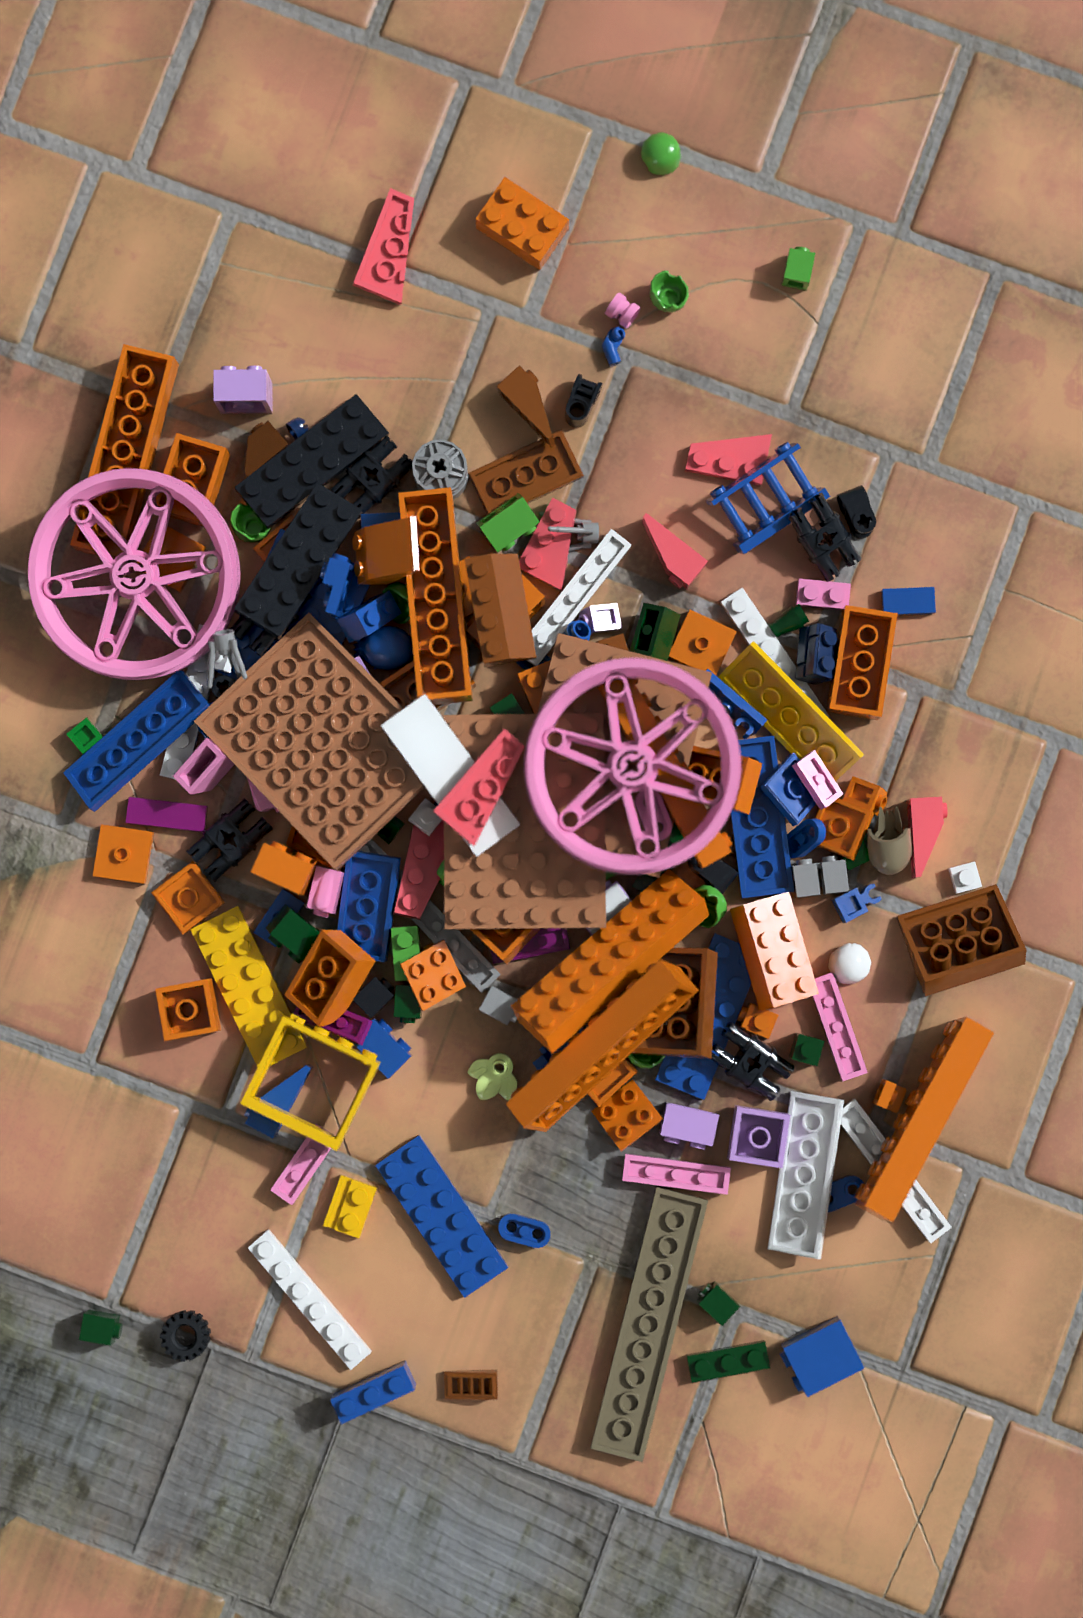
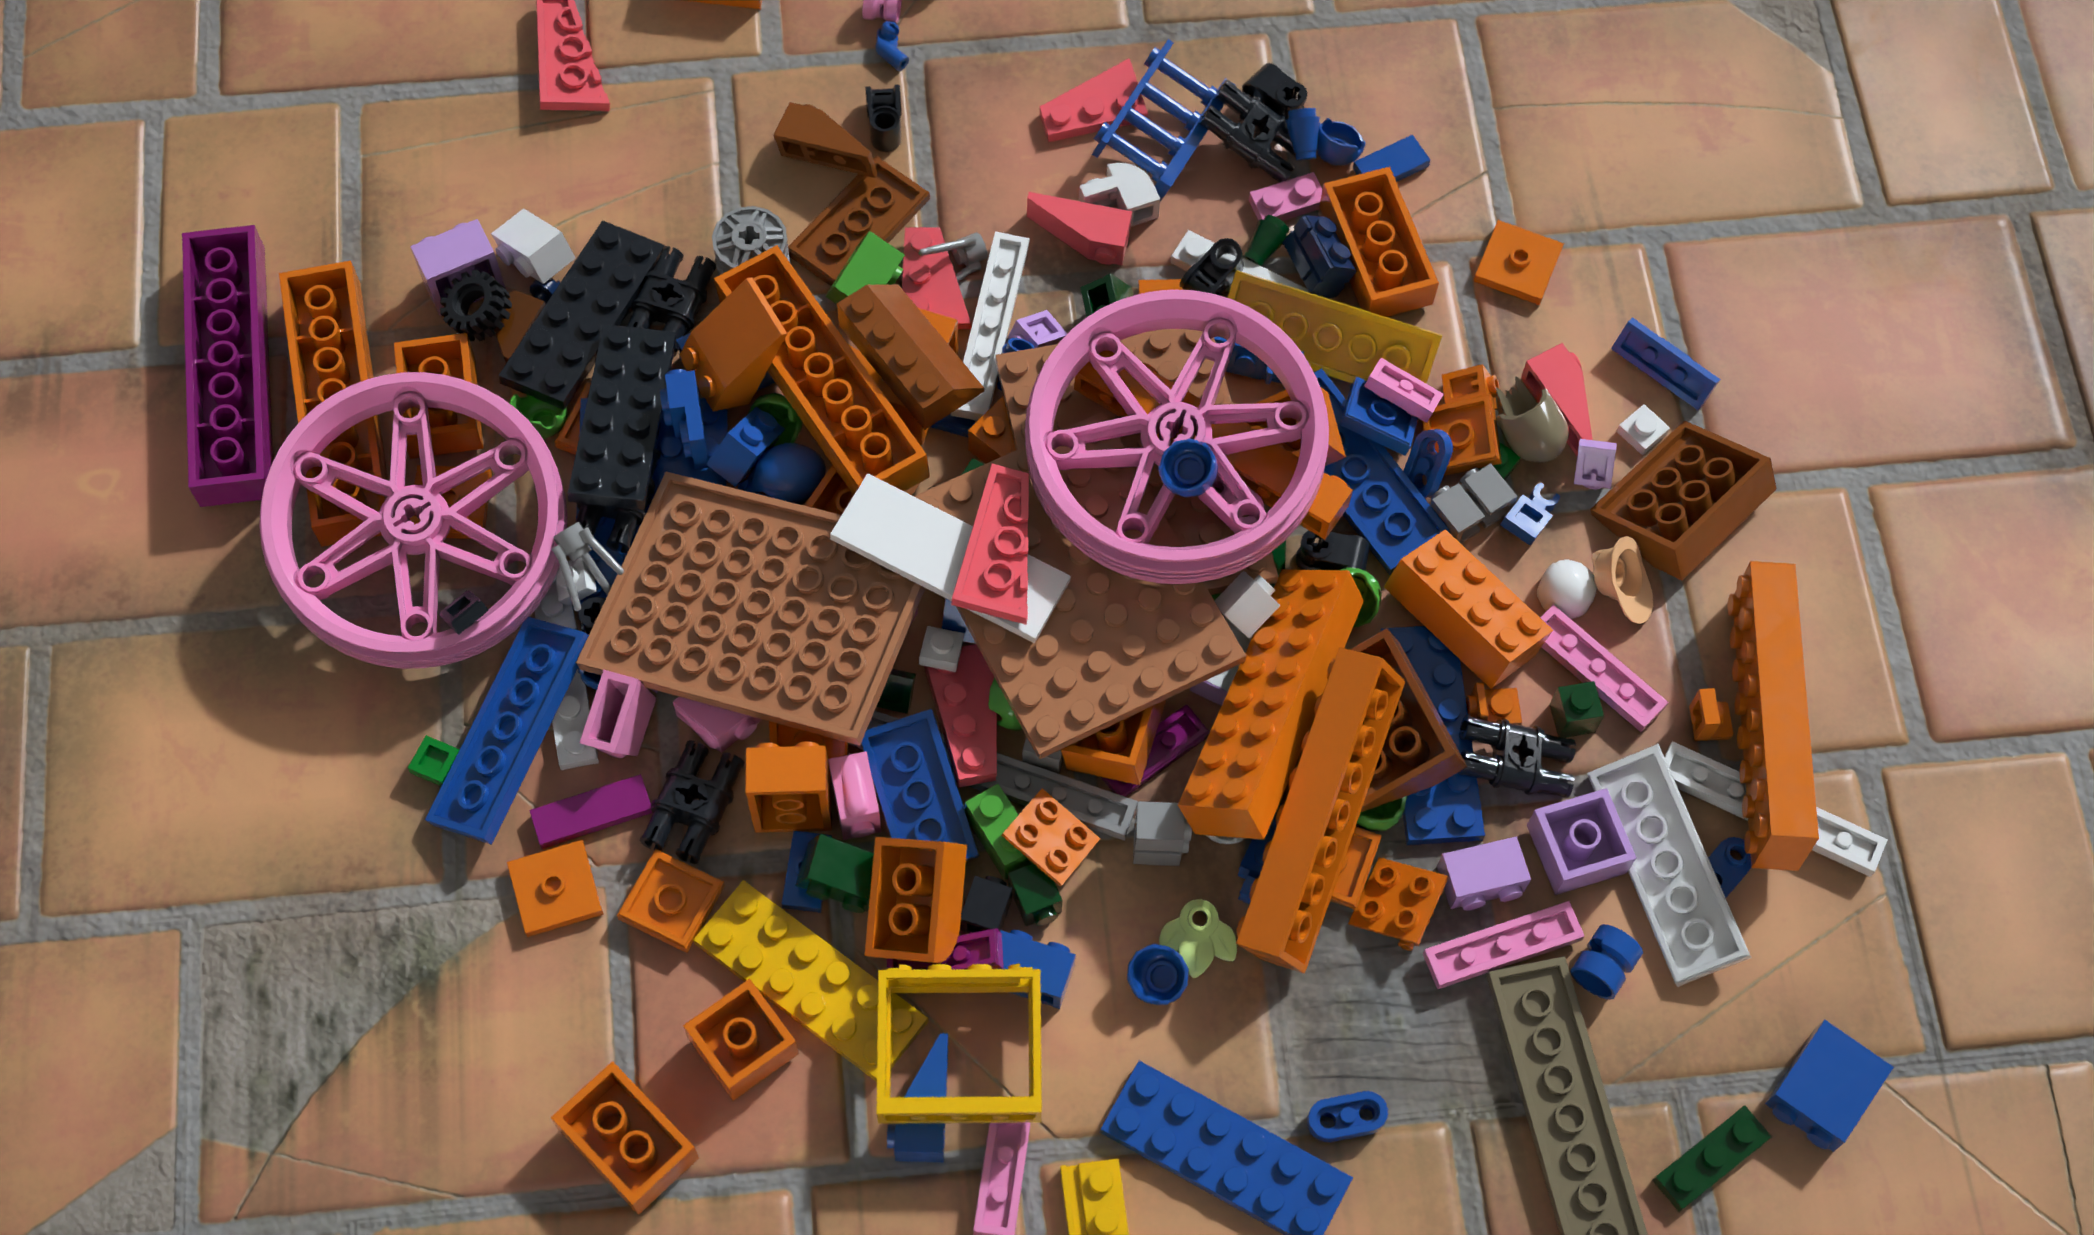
camera: 30 degrees left, 20 degrees down
(66, 391) = (226, 365): none -> magenta brick
(94, 1036) = (625, 1137): none -> orange brick
(135, 658) = (463, 612): none -> black tile
(231, 420) = (464, 294): none -> black tyre
(299, 397) = (532, 246): none -> white brick
(455, 1090) = (1158, 974): none -> blue hair
(621, 802) = (1188, 468): none -> blue hair
(628, 889) = (1247, 603): none -> white brick
(717, 538) = (1126, 189): none -> white brick
(717, 1302) = (1654, 1083): dark green brick -> none
(731, 1217) = (1604, 964): none -> blue wheel
(736, 634) = (1209, 274): none -> black piece
(855, 556) = (1303, 132): none -> blue cone
(878, 570) = (1339, 143): none -> blue hair
(888, 979) = (1623, 578): none -> light nougat piece
(913, 892) = (1595, 464): none -> lavender bracket
(952, 716) = (1518, 262): none -> orange plate
(1006, 840) = (1665, 363): none -> blue plate

